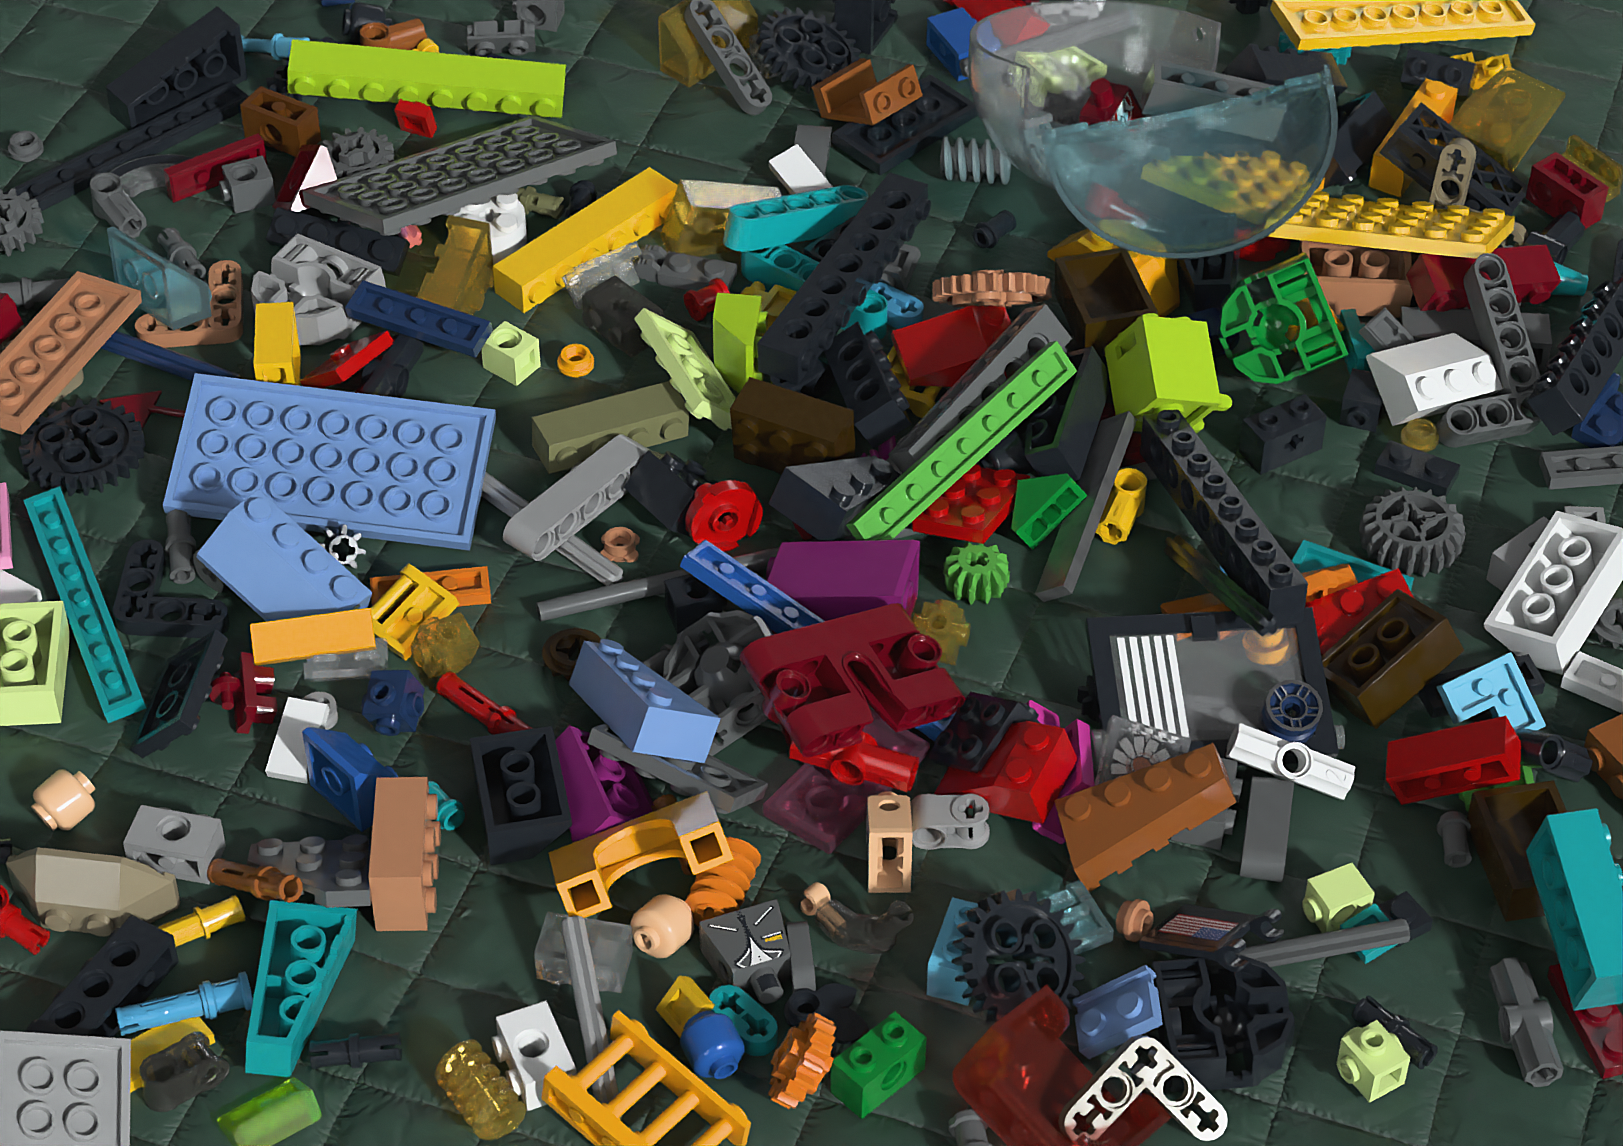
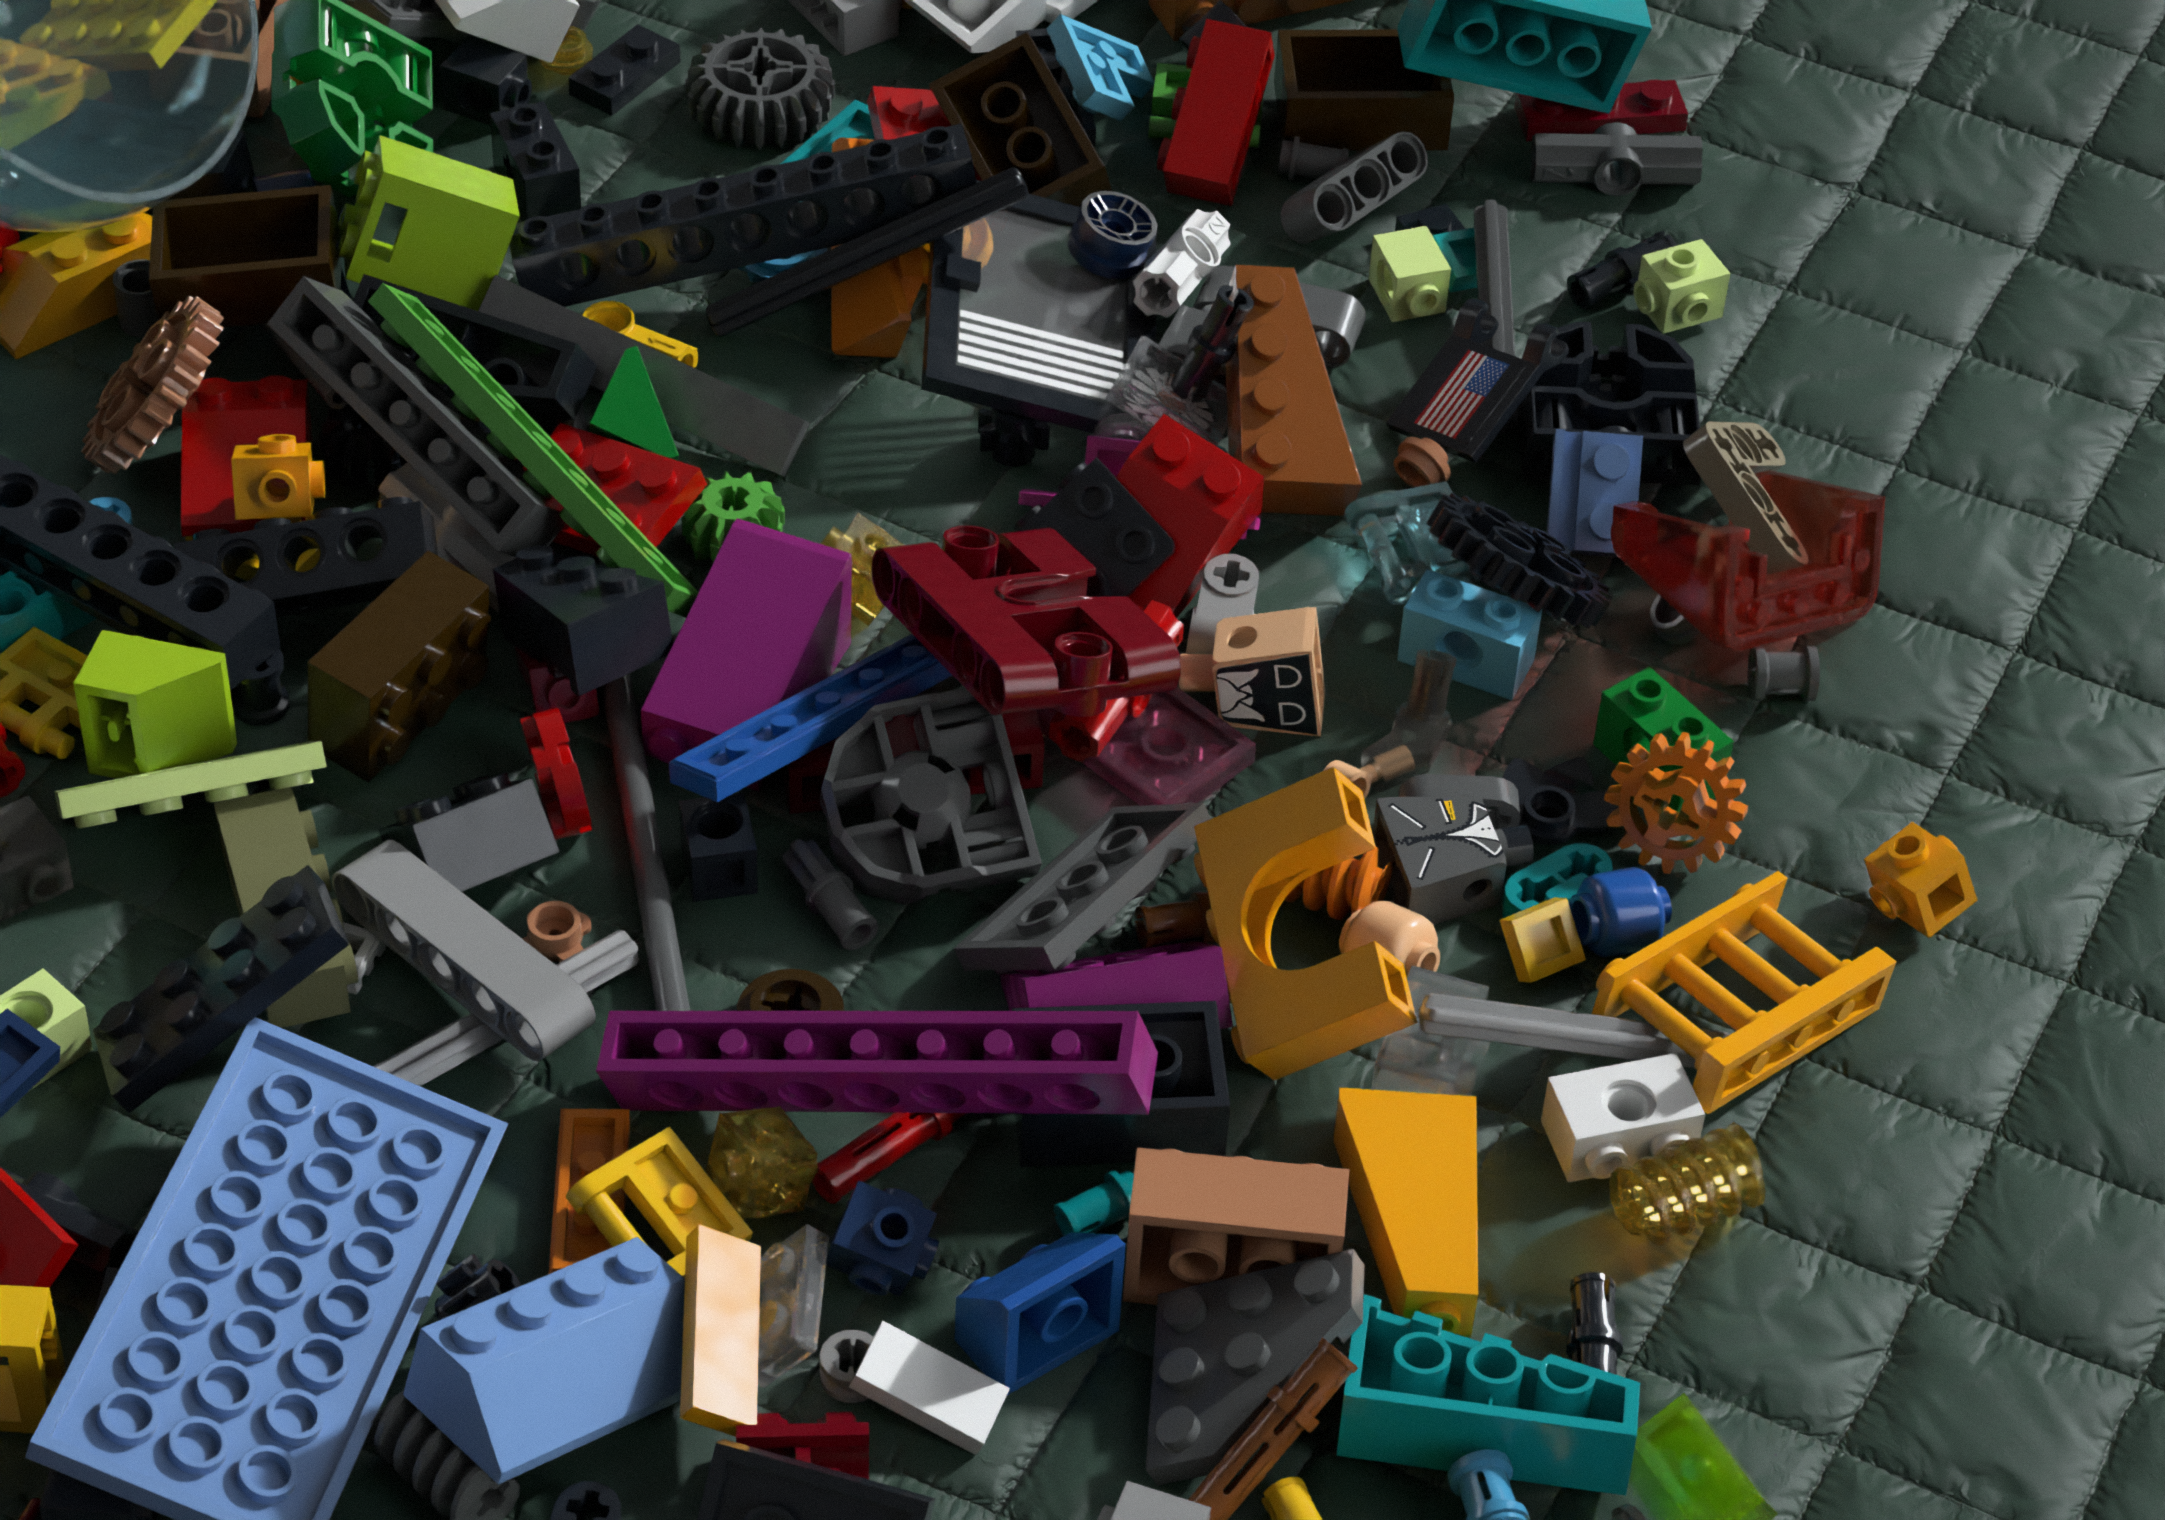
camera: 85 degrees left, 0 degrees up
(451, 954) = (1416, 1196): none -> light orange slope
(488, 667) = (880, 1061): none -> magenta brick
(521, 396) = (218, 987): none -> black plate
(575, 360) = (75, 950): light orange plate -> none
(641, 704) = (969, 906): medium blue wedge -> none
(912, 347) = (276, 457): none -> light orange brick
(1157, 748) = (1212, 343): none -> black pin
(1398, 852) = (1354, 188): none -> dark grey beam

